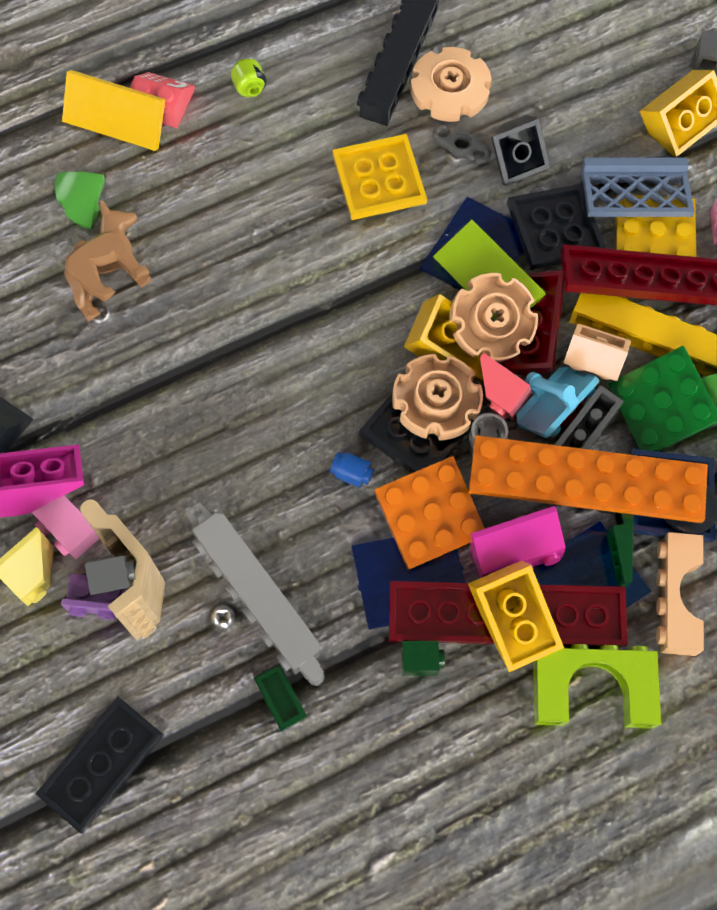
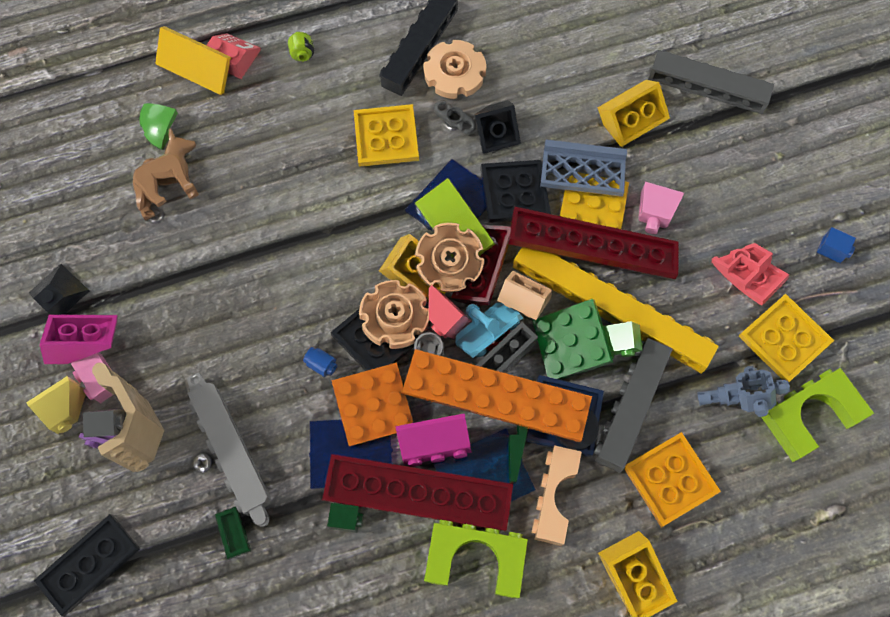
camera: 10 degrees right, 0 degrees up
(516, 615) = (420, 495): yellow slope -> none

